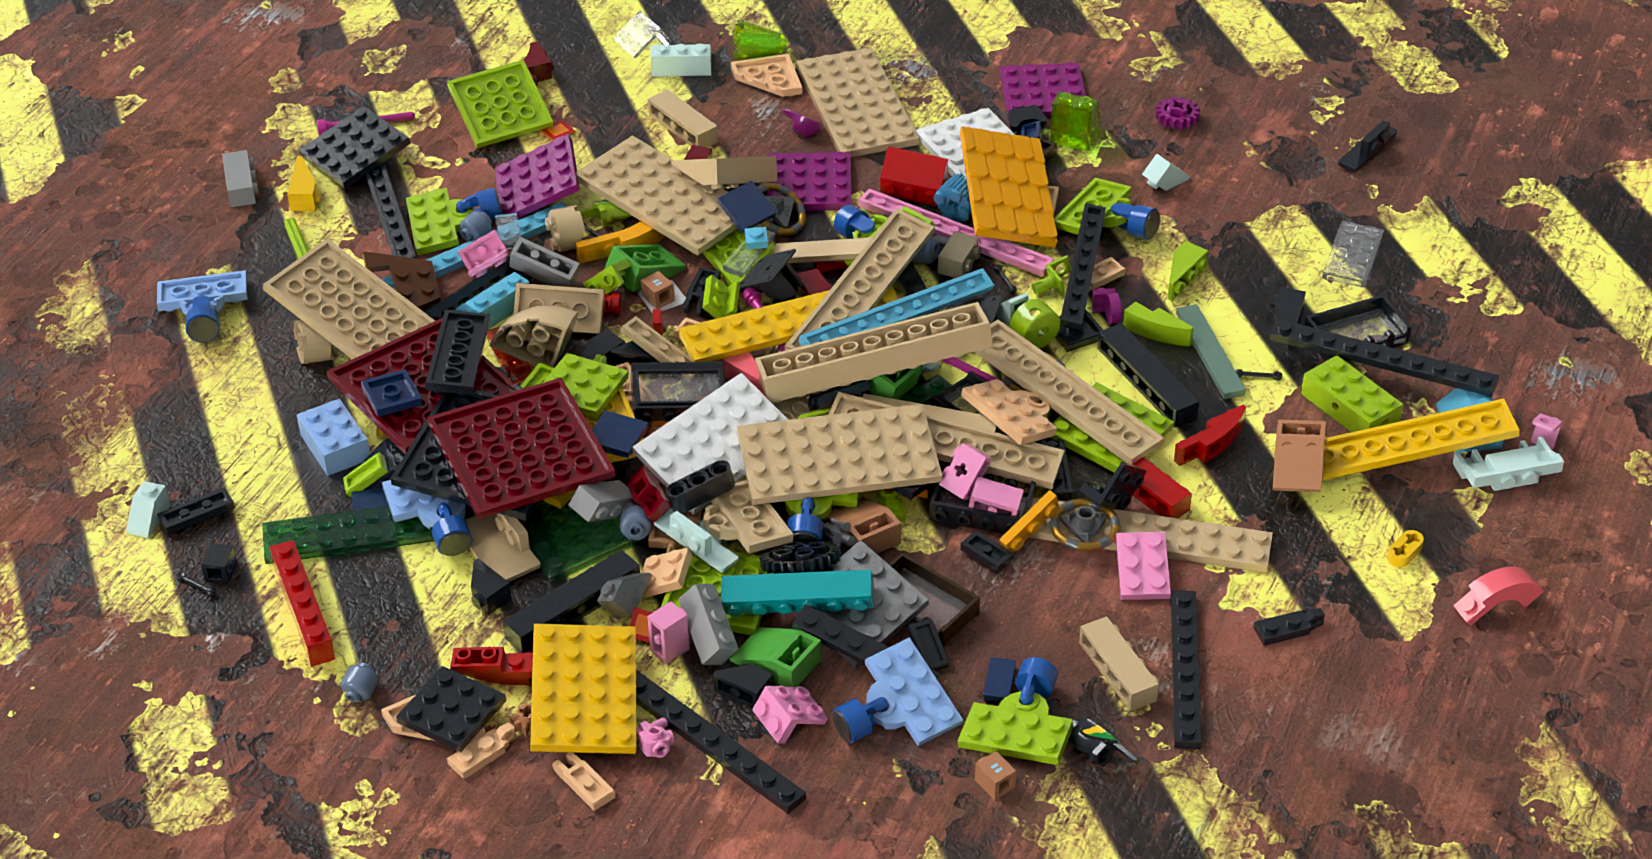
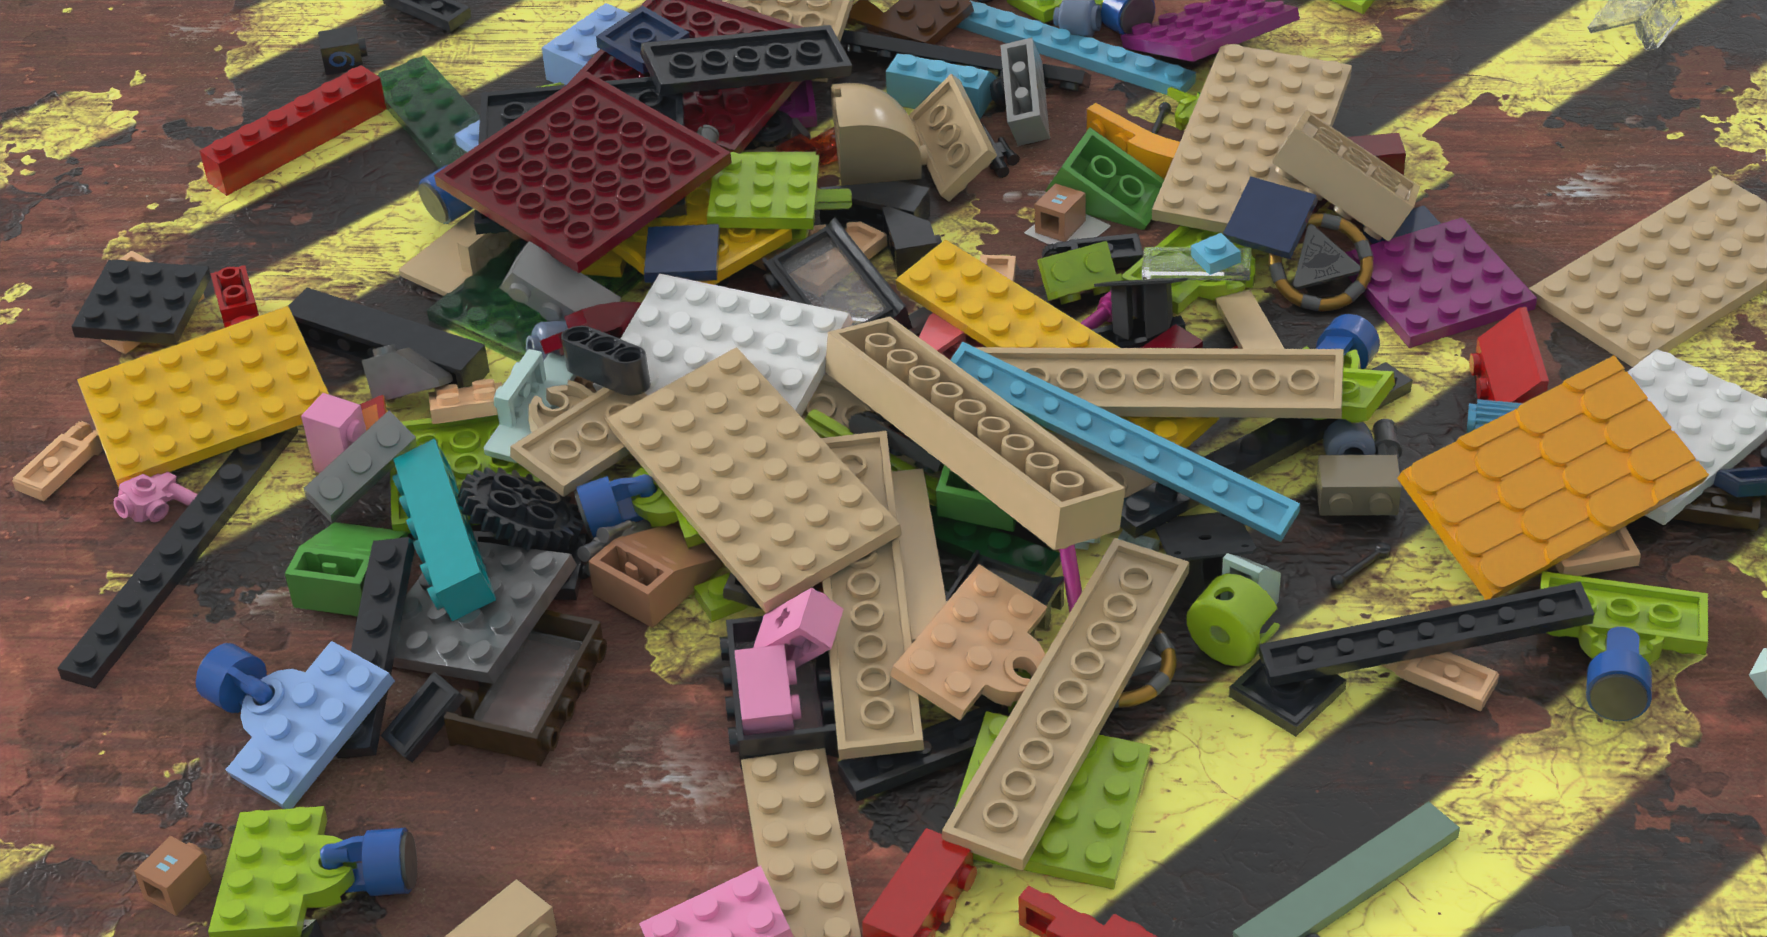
camera: 70 degrees right, 0 degrees up
(181, 577) = (300, 65): black hinge -> none
(359, 682) = (175, 219): sand blue head -> none
(482, 751) = (86, 355): light nougat hinge -> none
(483, 253) = (1012, 29): bright pink bracket -> none
(488, 588) = (377, 260): black slope -> none
(508, 229) = (1083, 43): clear tile -> none
(558, 130) = (1349, 20): piece -> none
(565, 227) = (1120, 83): tan brick -> none
(609, 278) = (1043, 152): lime bracket -> none
(612, 304) = (1002, 180): red wheel -> none
(653, 342) = (914, 235): tan tile -> none
(657, 321) = (986, 236): red tile -> none
(681, 60) = (1611, 68): light aqua slope -> none
(682, 119) = (1467, 114): tan brick -> none
(742, 683) = (274, 550): black slope -> none
(756, 41) = (1714, 114): clear neon green cone -> none
(769, 73) = (1661, 160): light nougat plate -> none
(784, 707) = (248, 610): bright pink bracket -> none
(803, 125) = (1563, 224): magenta piece -> none
(987, 551) = (669, 728): black plate -> none
(995, 248) = (1429, 433): bright pink plate -> none
(999, 679) = (416, 817): dark blue tile -> none
(1030, 522) = (734, 749): light orange plate -> none
(1053, 278) = (1396, 606): lime bracket -> none
(1084, 524) = (770, 823): dark grey piece -> none
(1109, 302) = (1367, 696): magenta piece -> none
(1120, 488) = (857, 830): black bracket -> none
(1148, 375) = (1212, 810): black brick -> none
(1157, 325) = (1359, 783): lime slope -> none
(1187, 264) = (1543, 779): lime slope -> none

